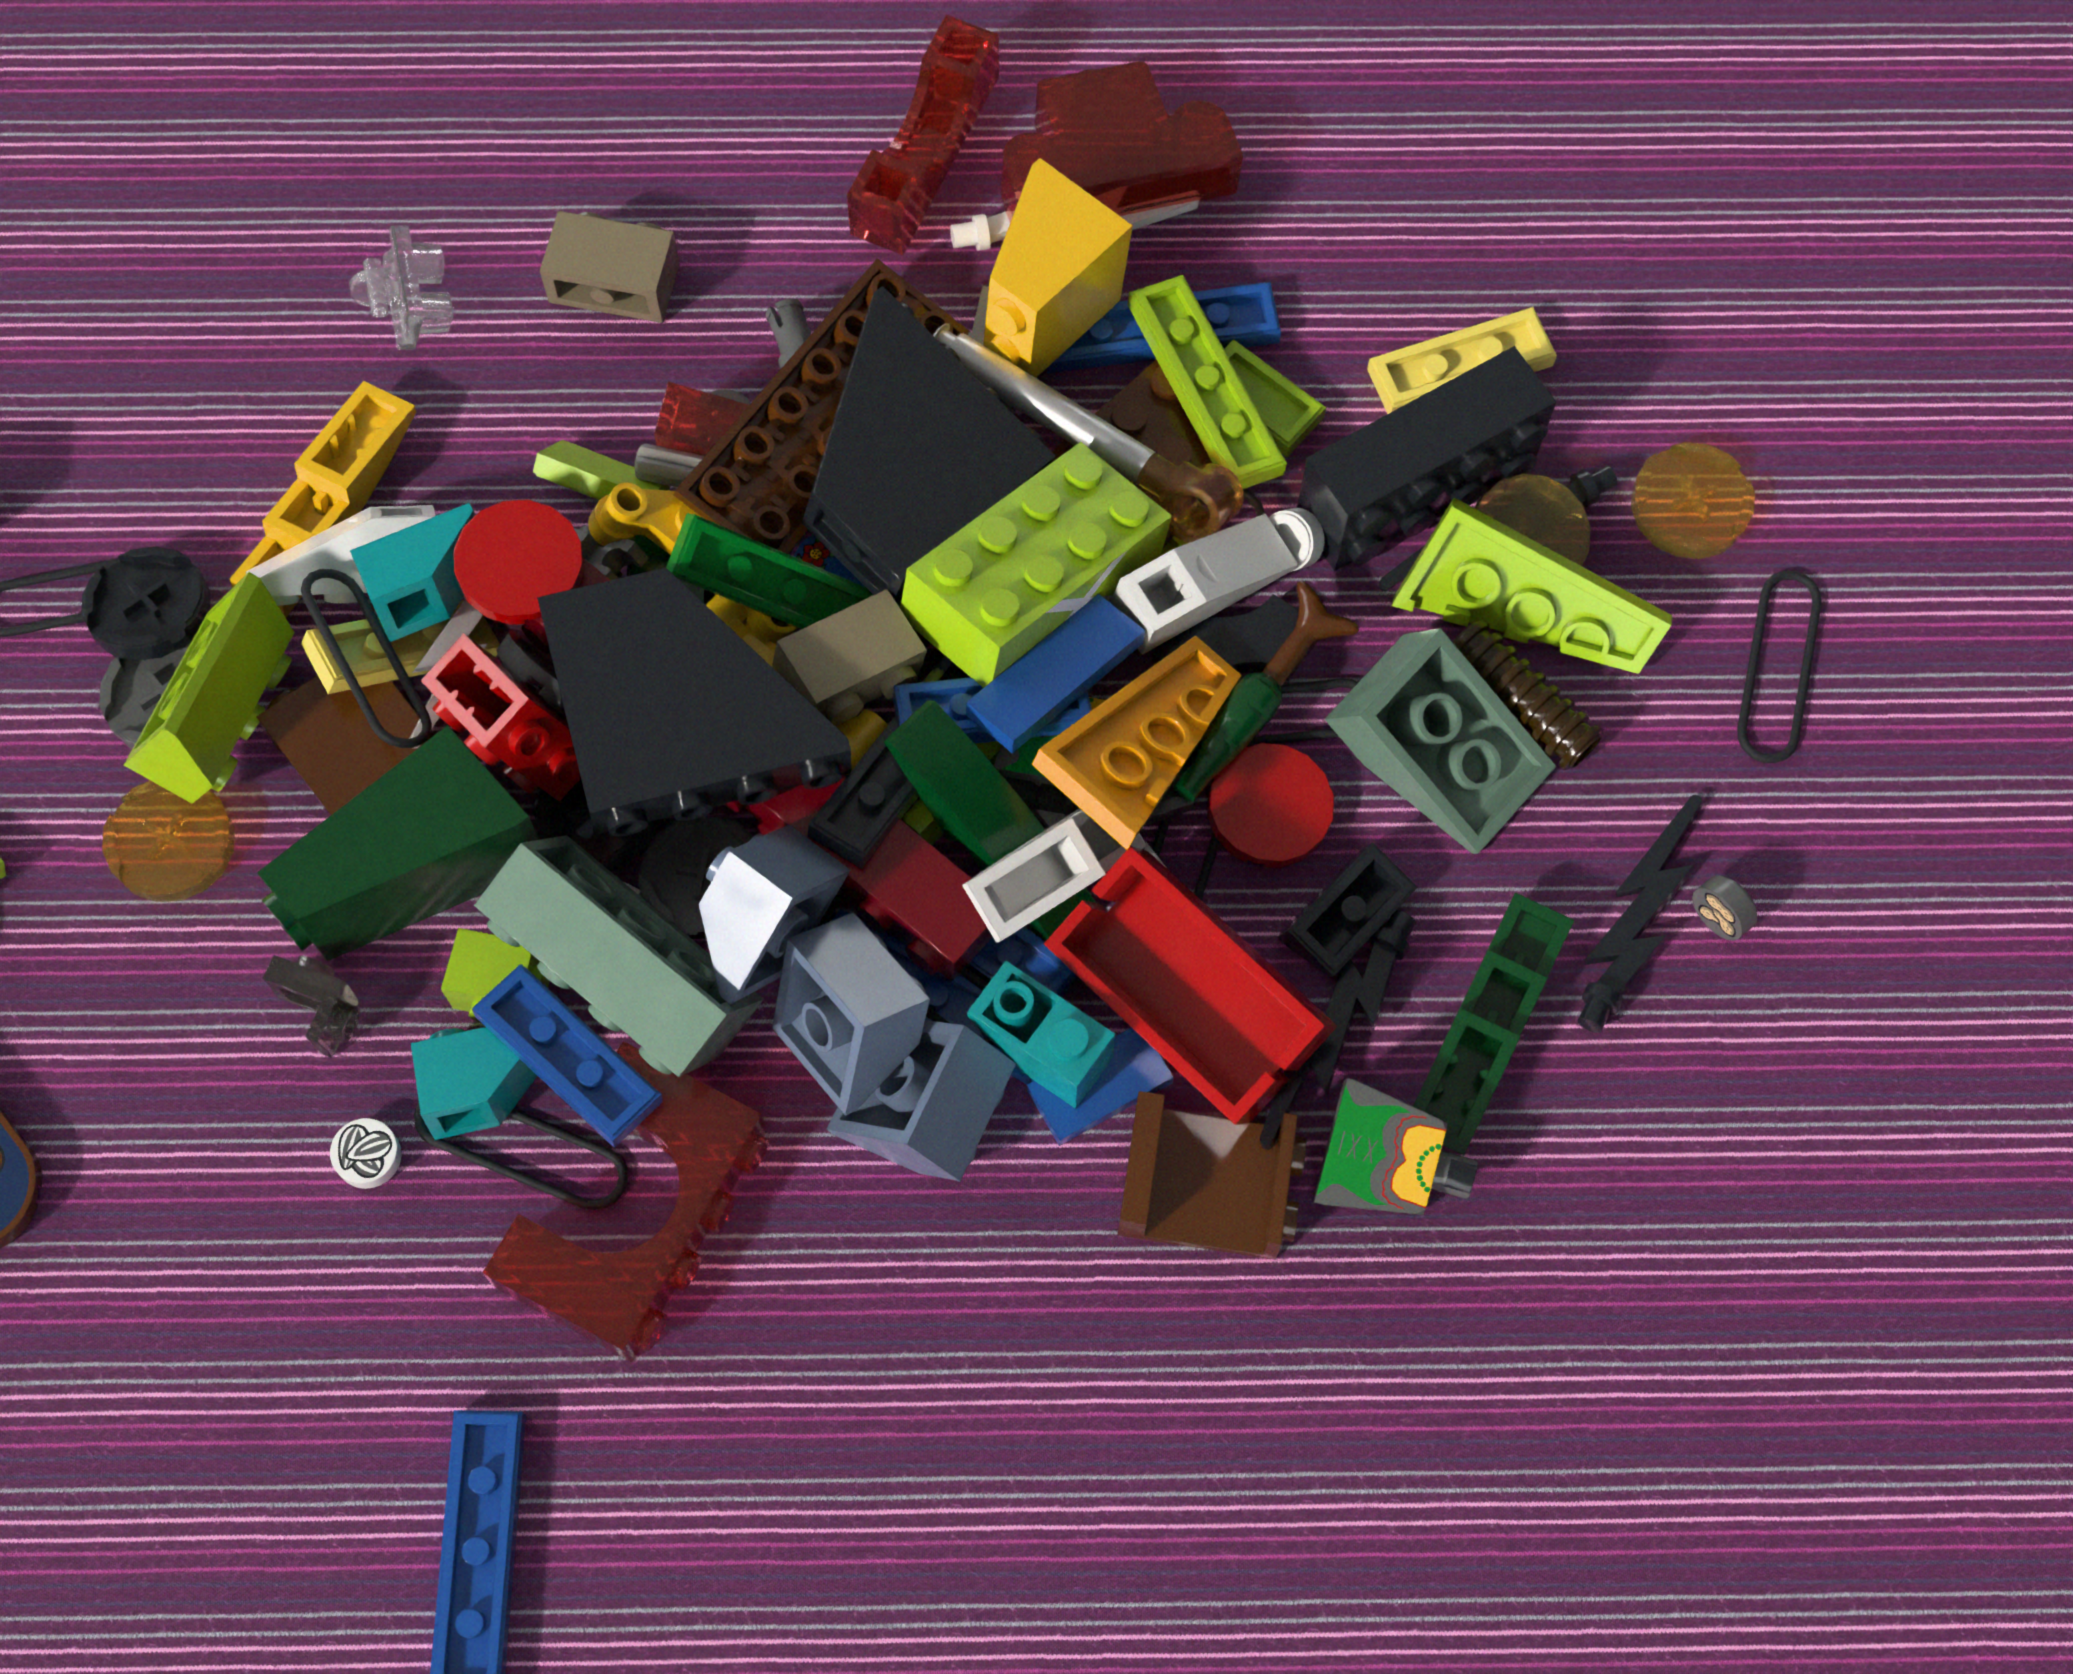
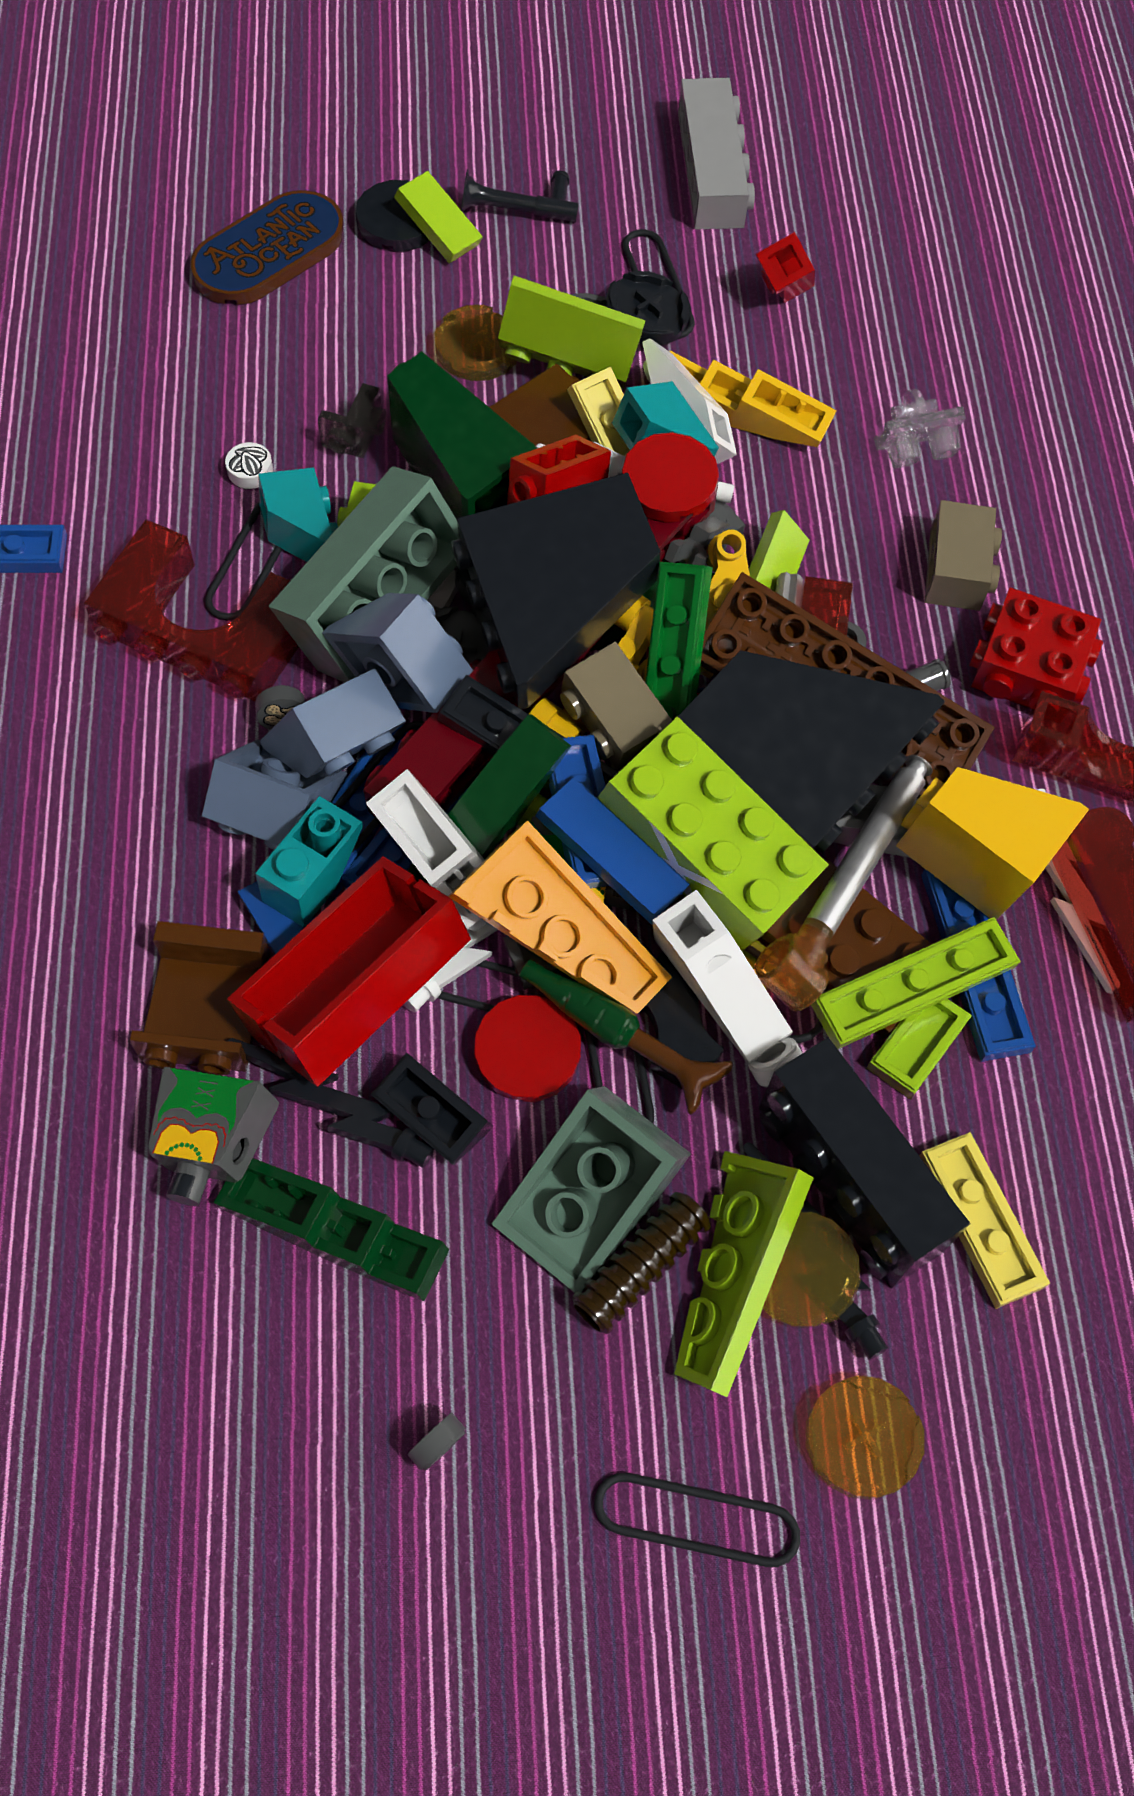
camera: 85 degrees right, 5 degrees down
(112, 411) = (786, 268): none -> red brick
(345, 668) = (584, 388): black piece -> none
(567, 1055) = (286, 555): blue tile -> none
(763, 205) = (1035, 650): none -> red brick
(790, 1092) = (276, 703): none -> dark grey tile
(1622, 941) = (407, 1346): black piece -> none

